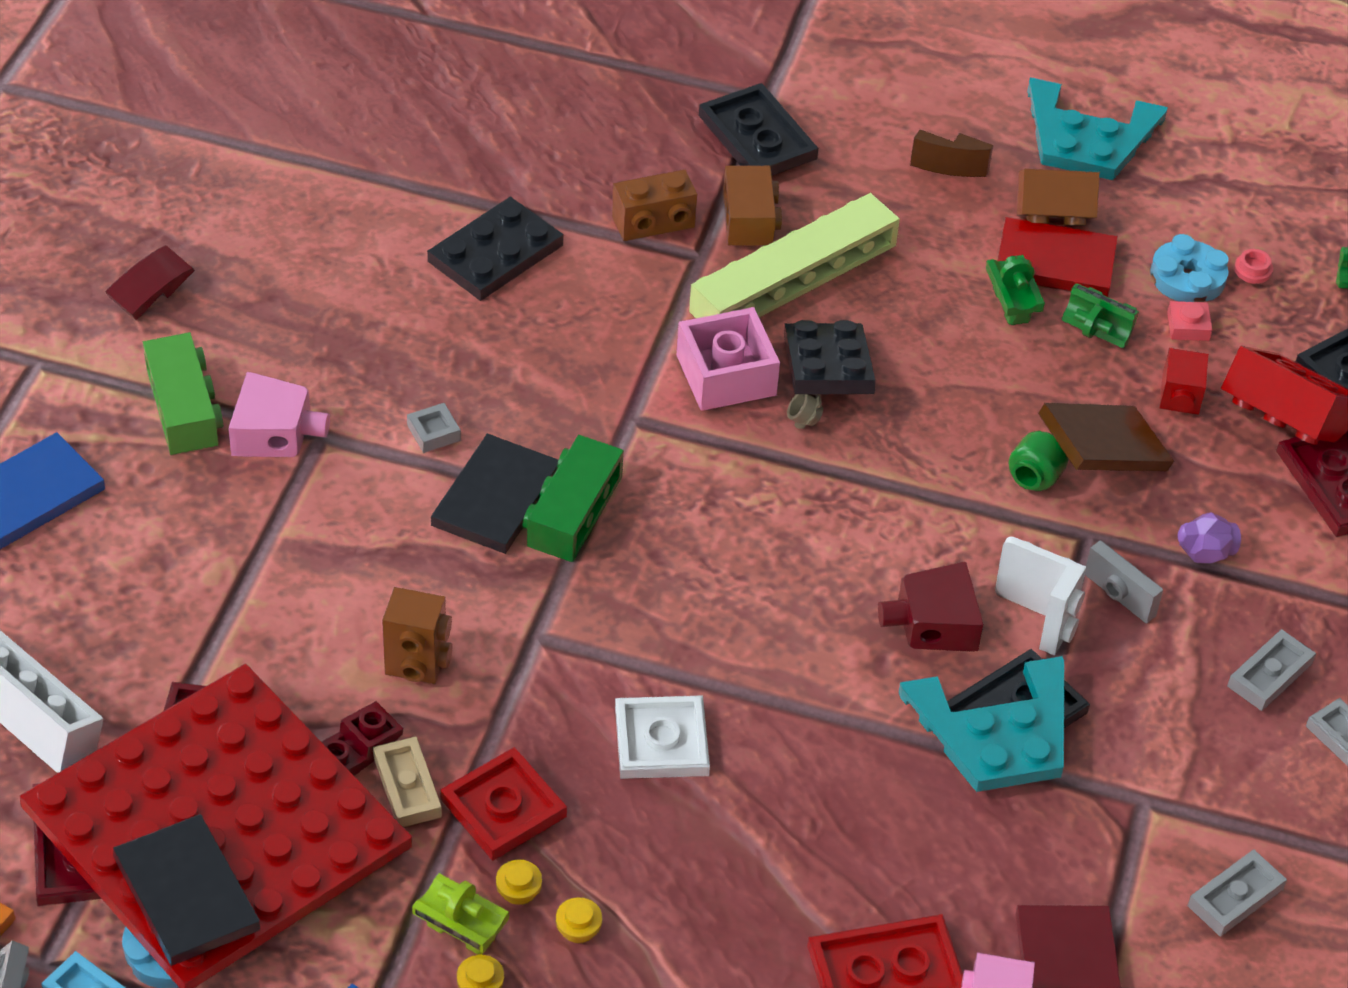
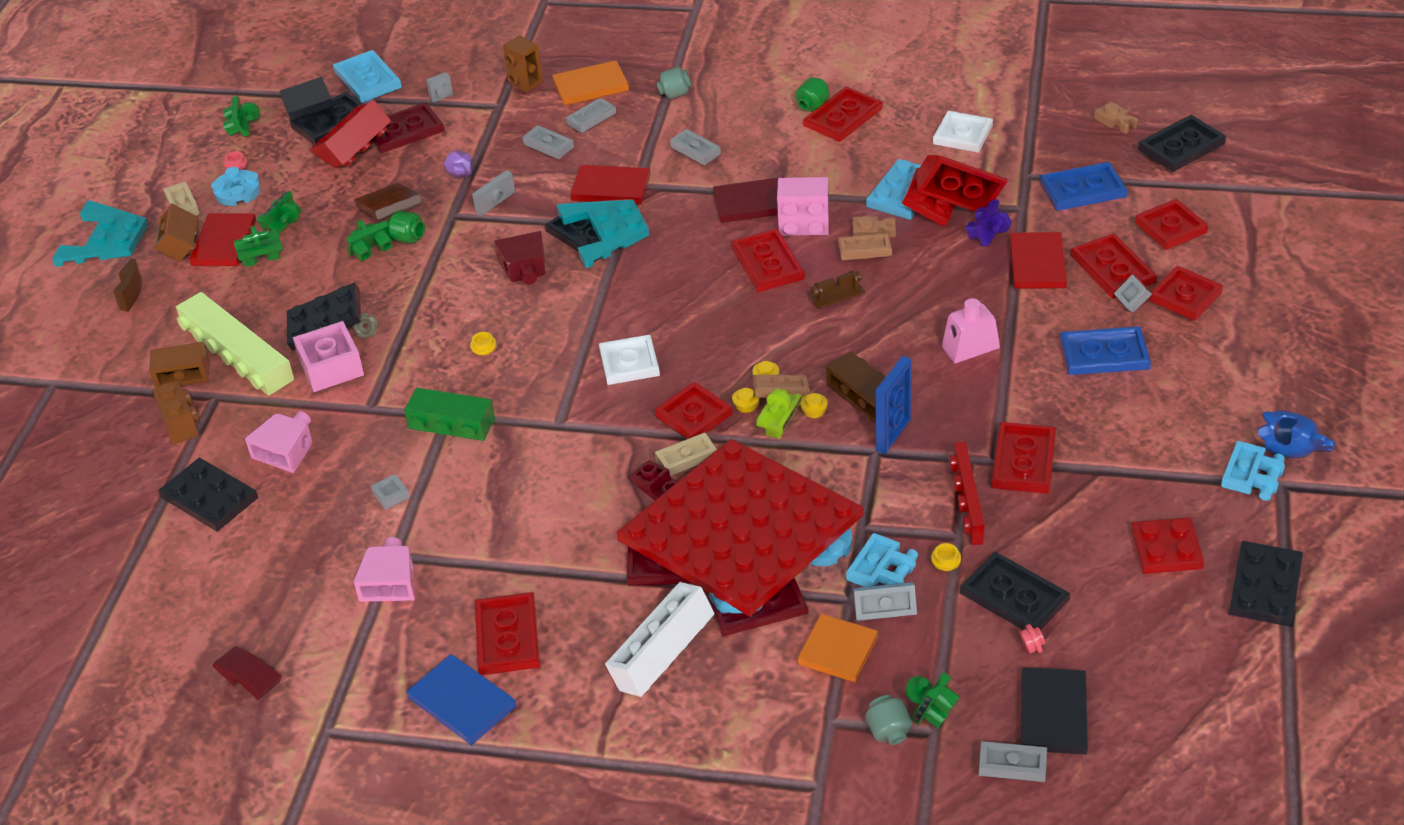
camera: 90 degrees left, 5 degrees down
(126, 545) = (506, 634): none -> red tile
(182, 393) = (365, 627): bright green brick -> none
(186, 889) = (804, 509): black tile -> none
(416, 635) = (583, 455): dark orange brick -> none
(494, 493) = (443, 457): black tile -> none
(531, 932) = (791, 383): none -> nougat plate
(567, 315) = (281, 441): none -> bright pink torso
(736, 549) = (483, 343): none -> yellow plate
(758, 130) = (96, 376): black plate -> none
(1007, 406) = (368, 236): none -> green hips
(1044, 585) = (515, 205): white bracket -> none
(1142, 756) = (610, 183): none -> red tile
(1151, 206) = (182, 197): none -> tan plate
(1184, 381) = (336, 179): red brick -> none
(1189, 321) = (279, 184): coral plate -> none

